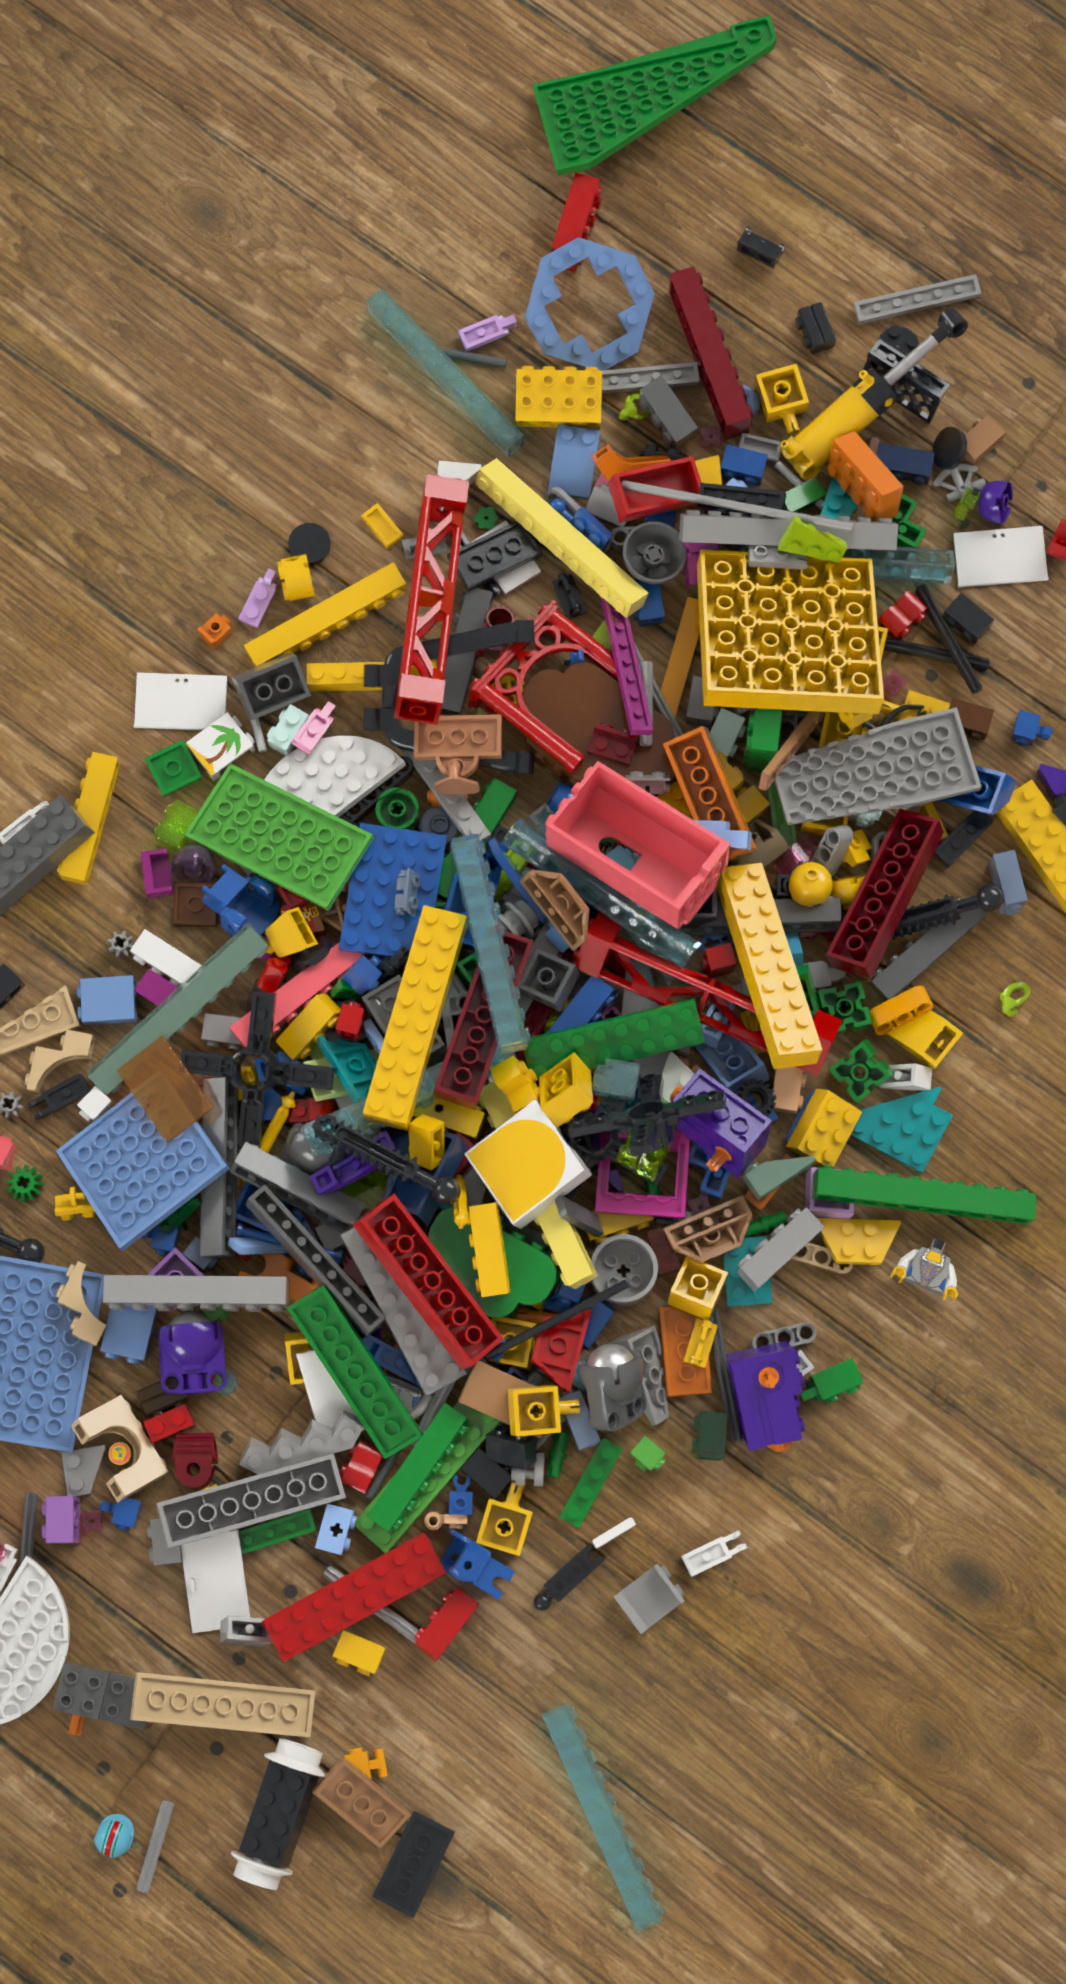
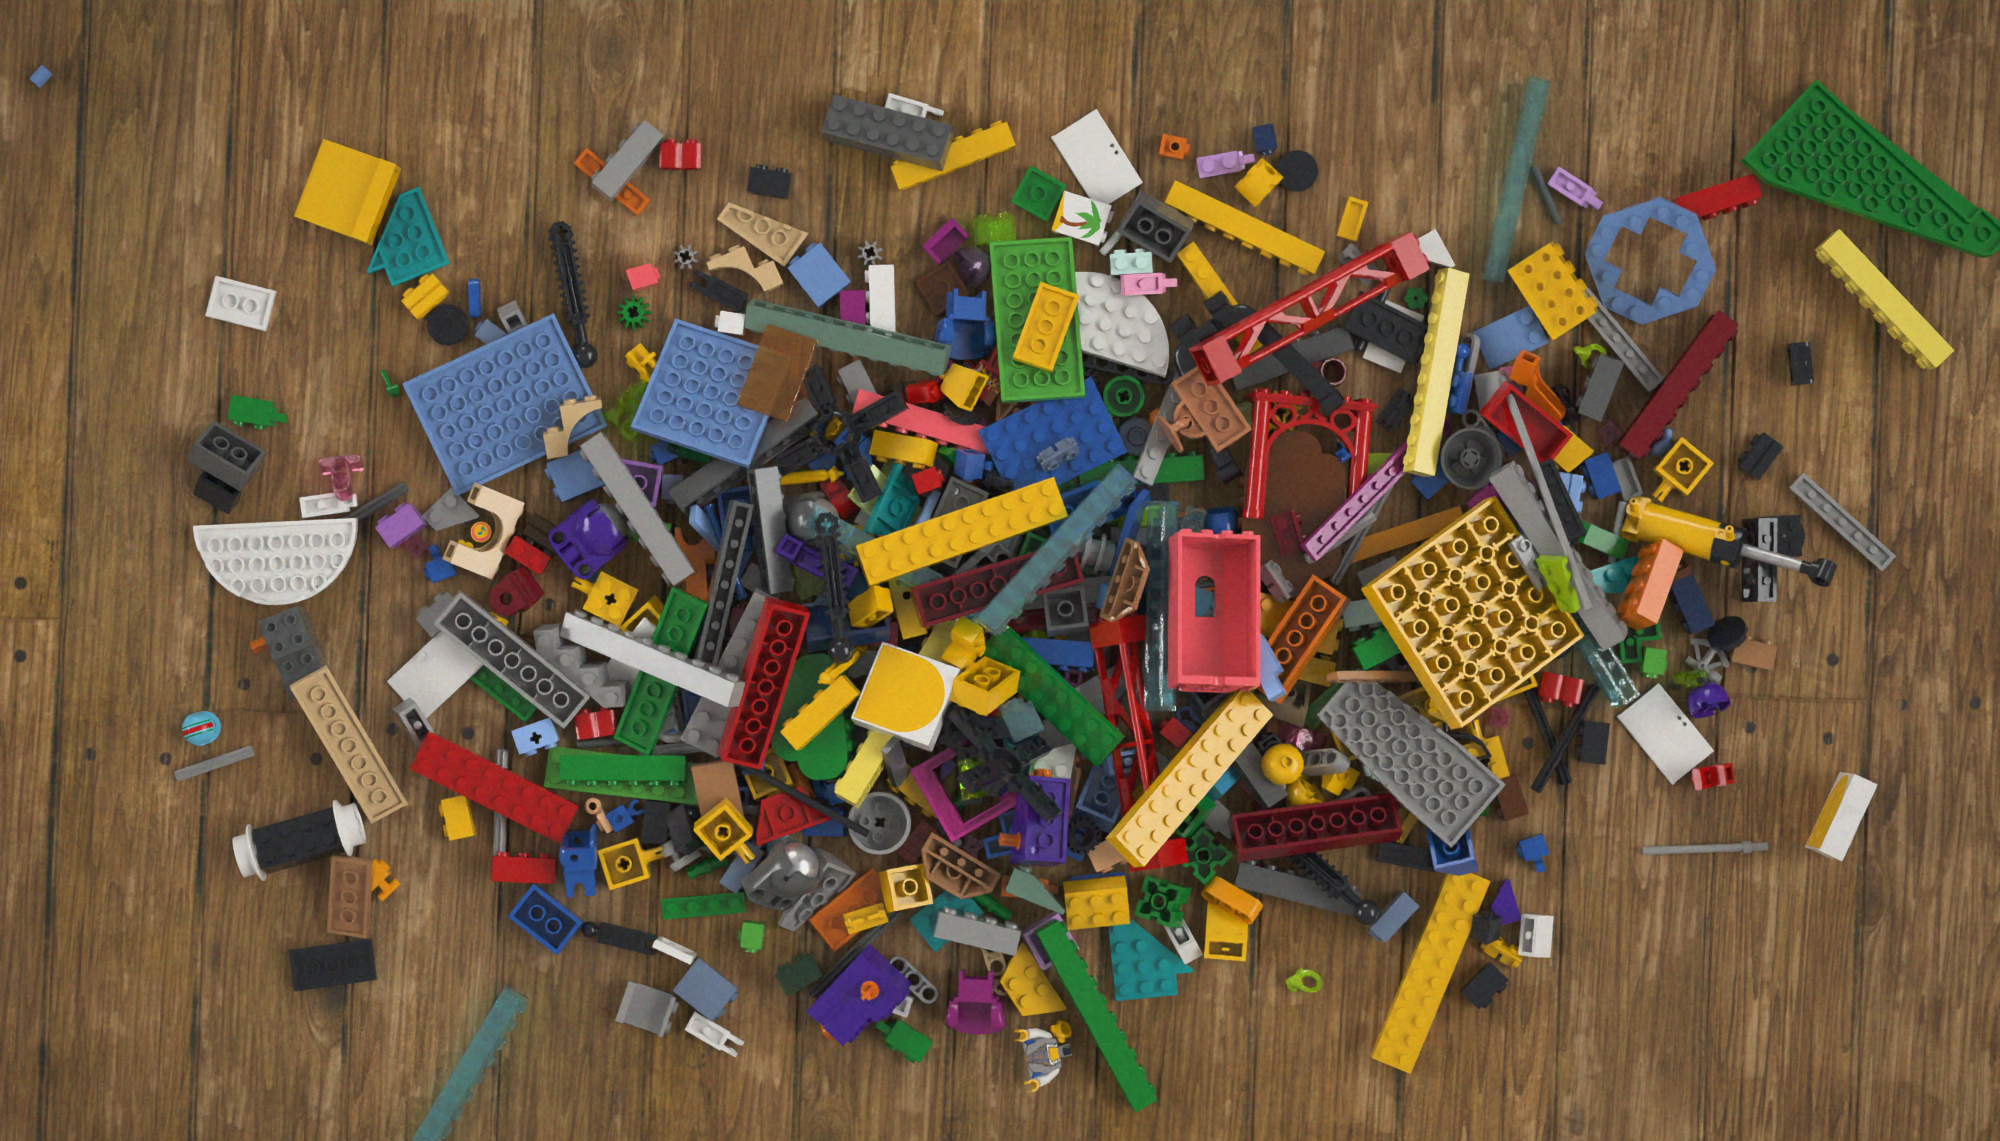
camera: 55 degrees right, 10 degrees up
(98, 1240) = (627, 402): none -> clear neon green hips
(246, 1374) = (606, 586): none -> yellow brick
(263, 551) = (1264, 139): none -> dark blue brick
(290, 829) = (1046, 327): none -> yellow plate
(338, 1369) = (653, 658): none -> brick
(505, 1634) = (546, 918): none -> blue brick
(668, 1531) = (706, 989): none -> sand blue brick
(754, 145) = (1884, 300): none -> light yellow brick
(847, 1298) = (975, 1006): none -> magenta piece
(917, 1238) = (1061, 1031): none -> yellow plate
(934, 521) = (1653, 662): none -> bright green brick

